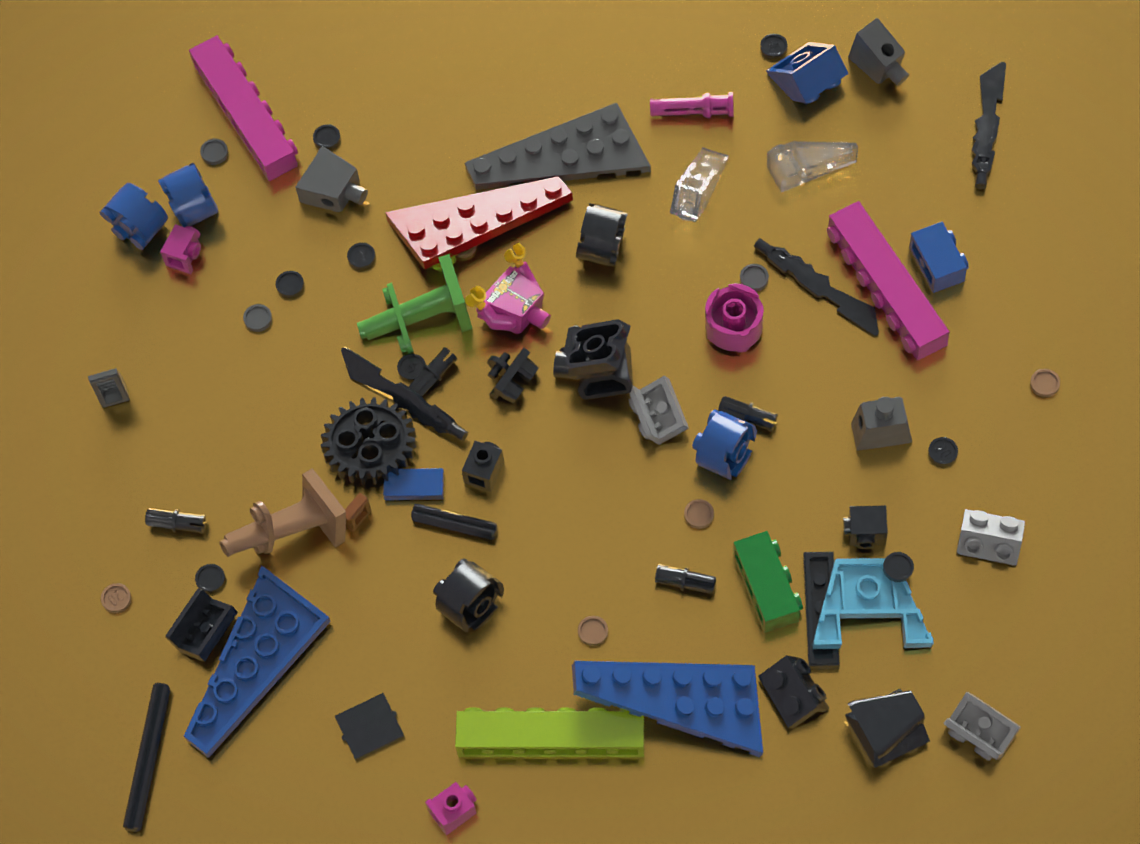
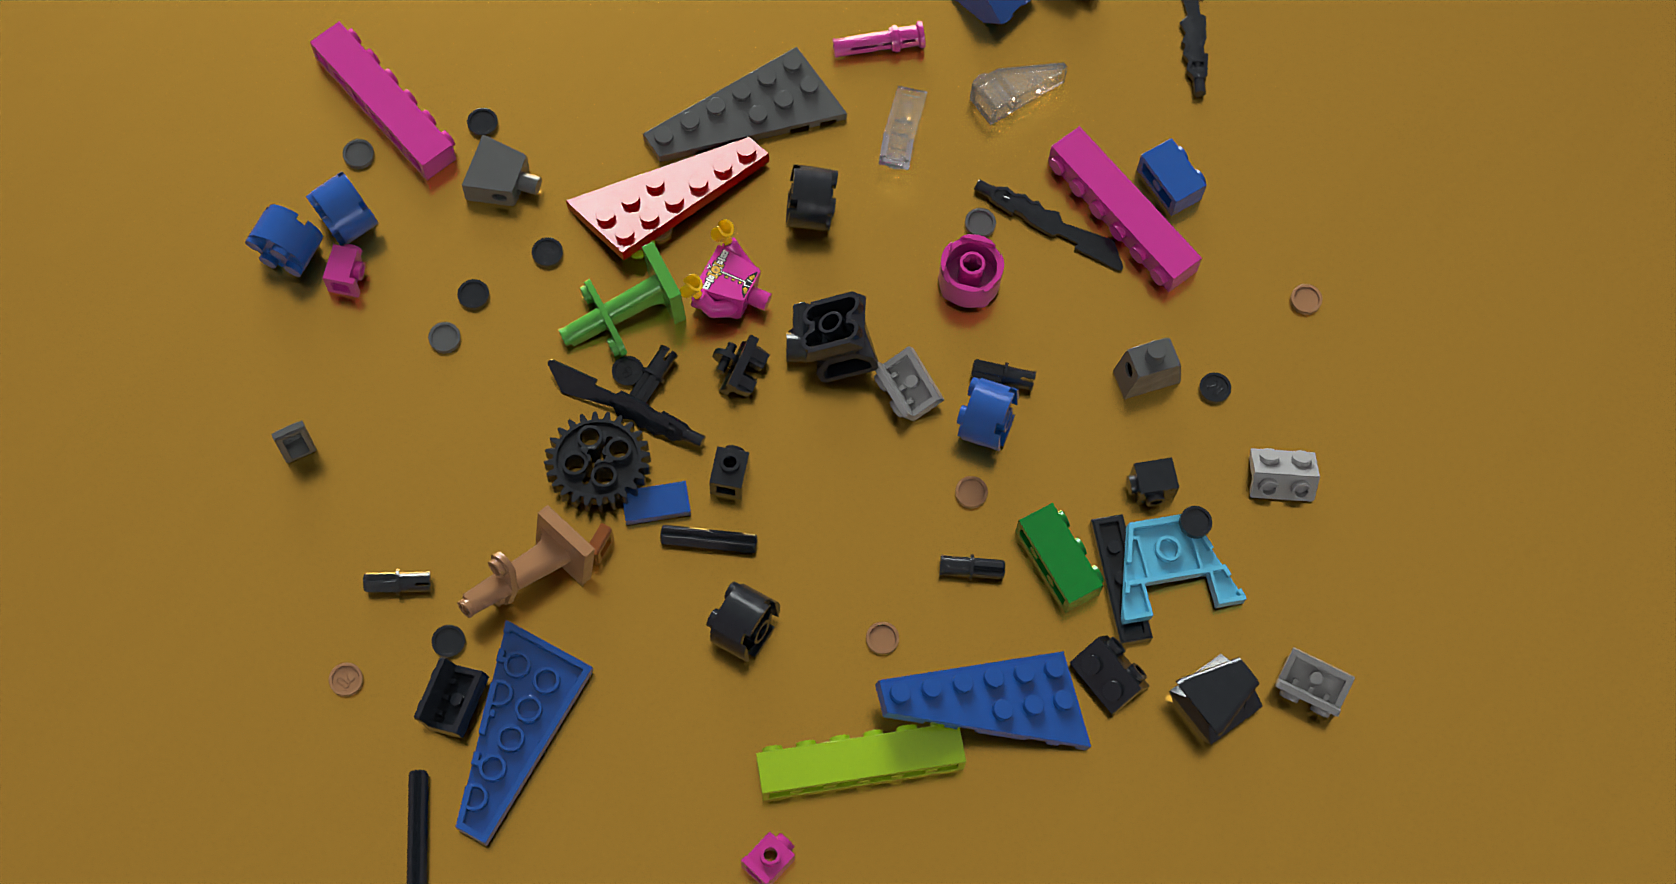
camera: 20 degrees left, 5 degrees up
(369, 726) = (659, 782): black piece -> none

